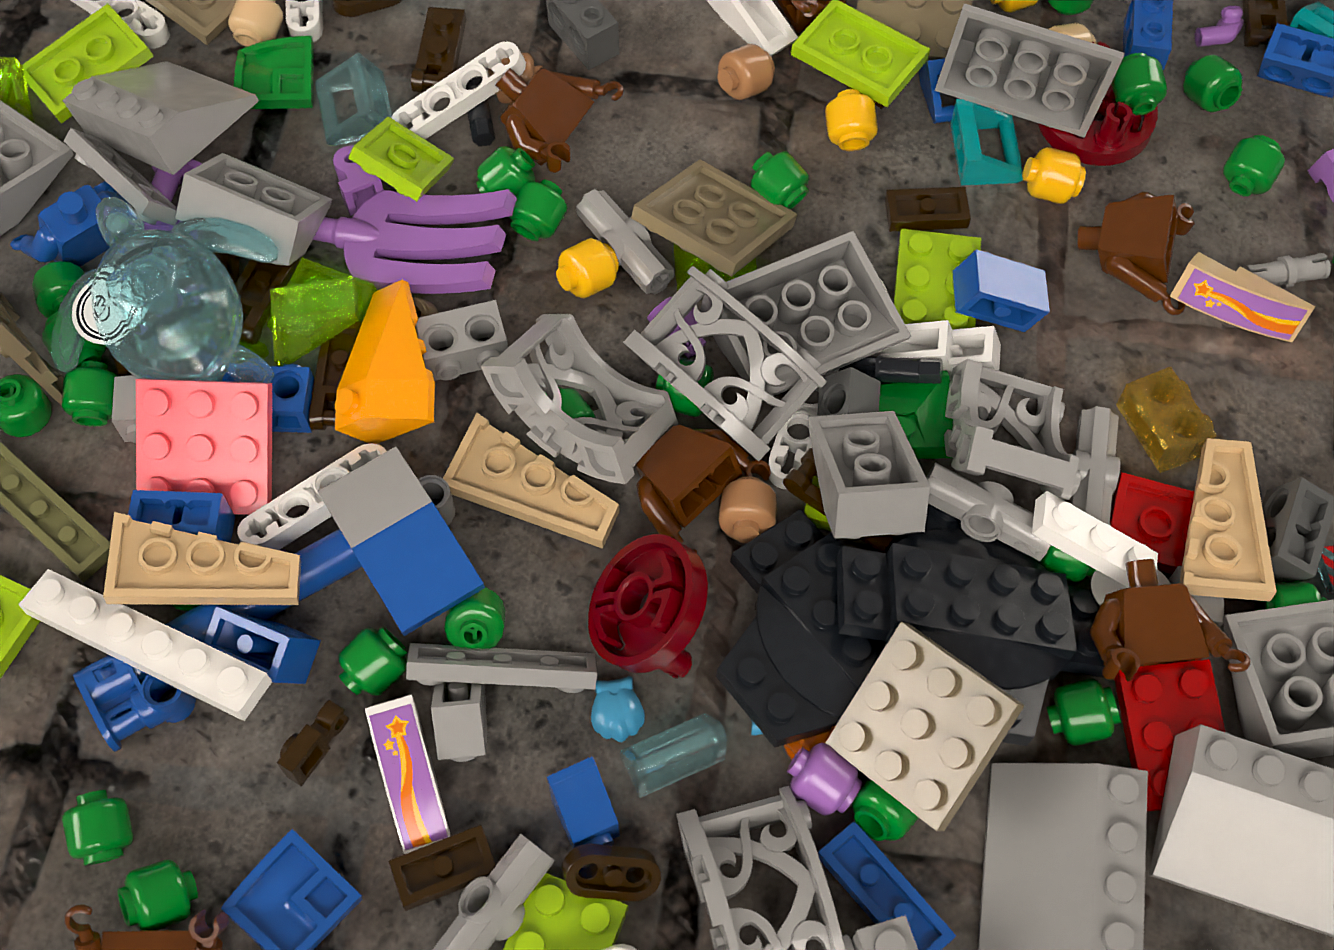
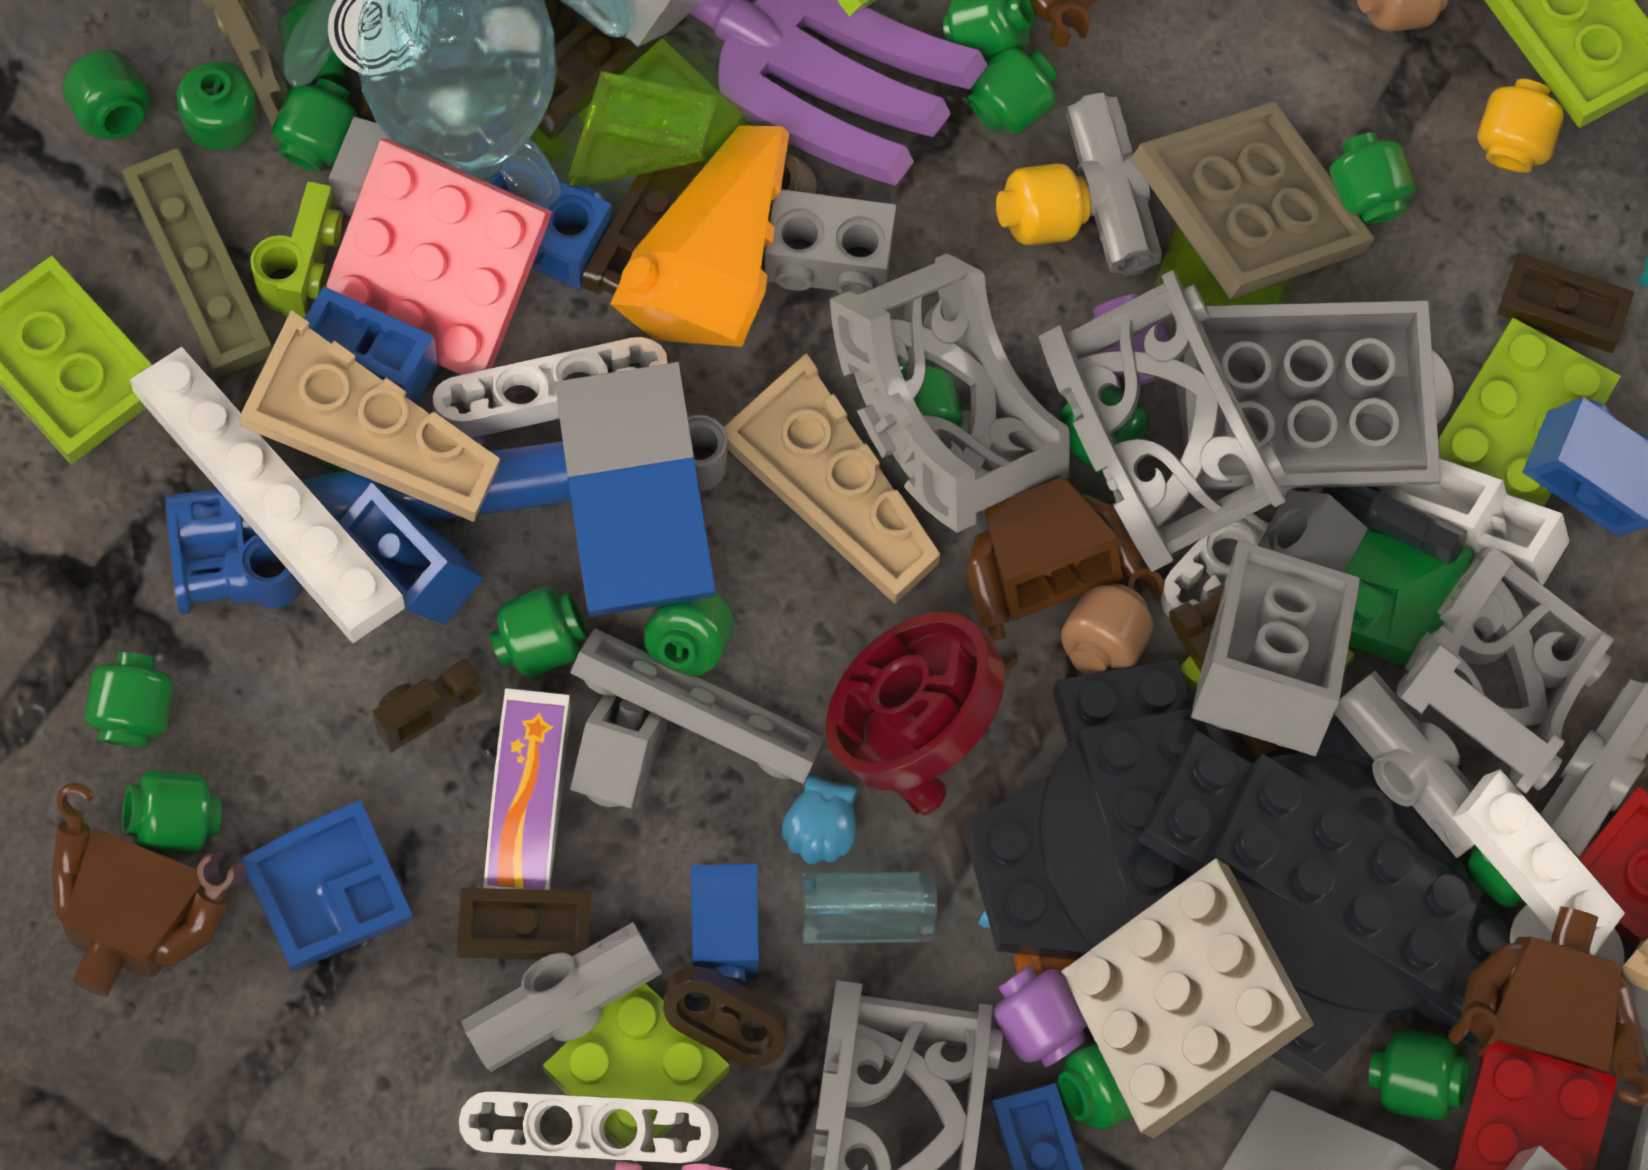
camera: 20 degrees right, 5 degrees up
(113, 477) = (315, 229): none -> lime plate

